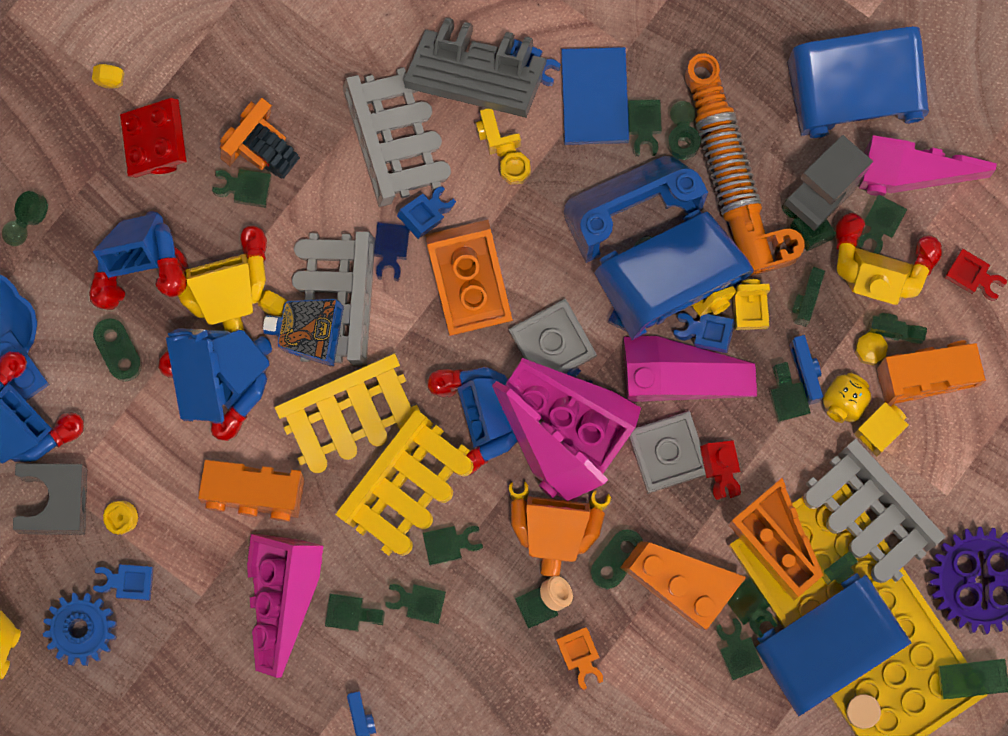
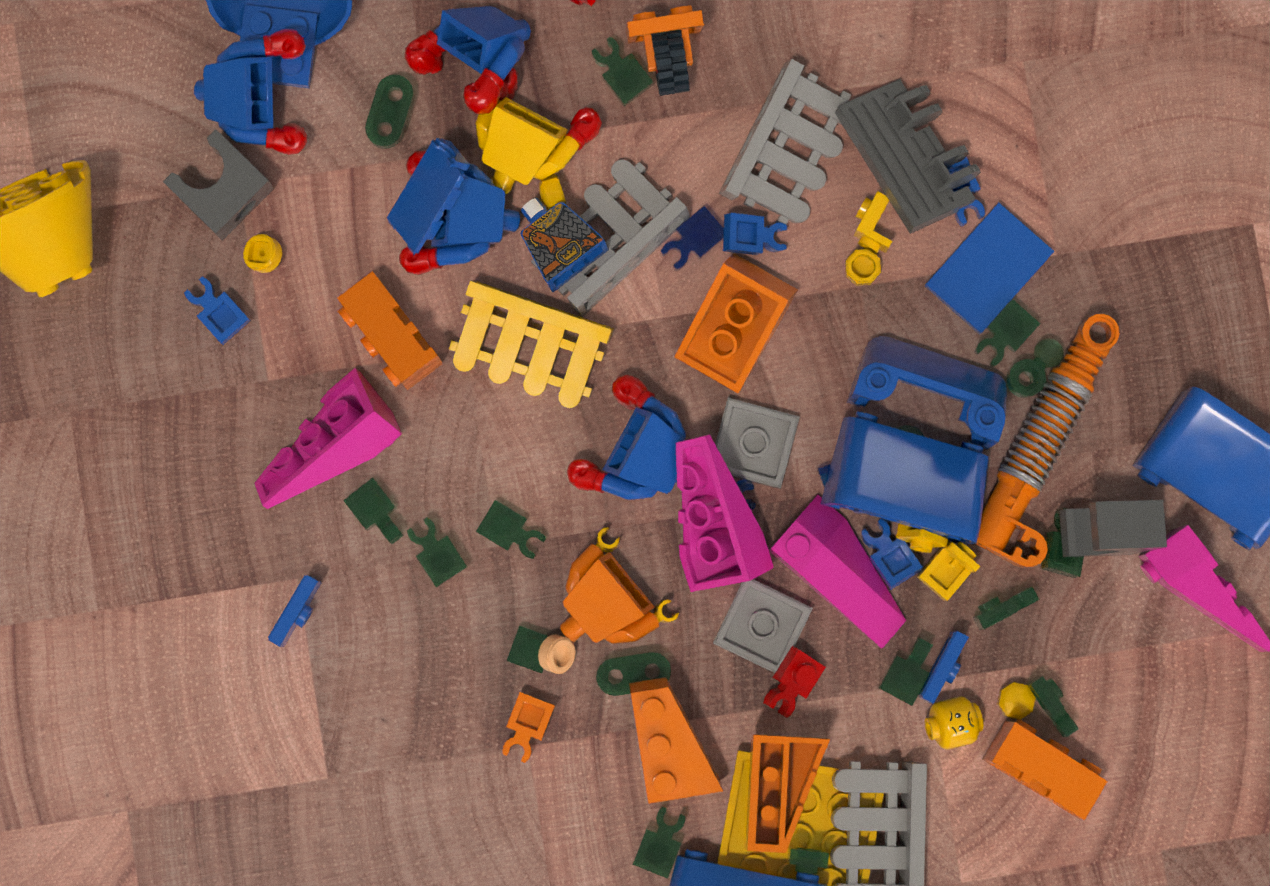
camera: 45 degrees right, 5 degrees up
(62, 629) = (127, 304): blue gear -> none
(398, 458) = (495, 424): yellow fence -> none
(555, 464) = (656, 532): dark pink wedge -> none
(751, 607) = (705, 816): clear green plate -> none
(879, 275) = (1080, 645): yellow torso -> none
(882, 428) = (959, 776): yellow brick -> none
(883, 220) = (1131, 601): clear green plate -> none
(970, 272) = (1161, 717): red plate -> none

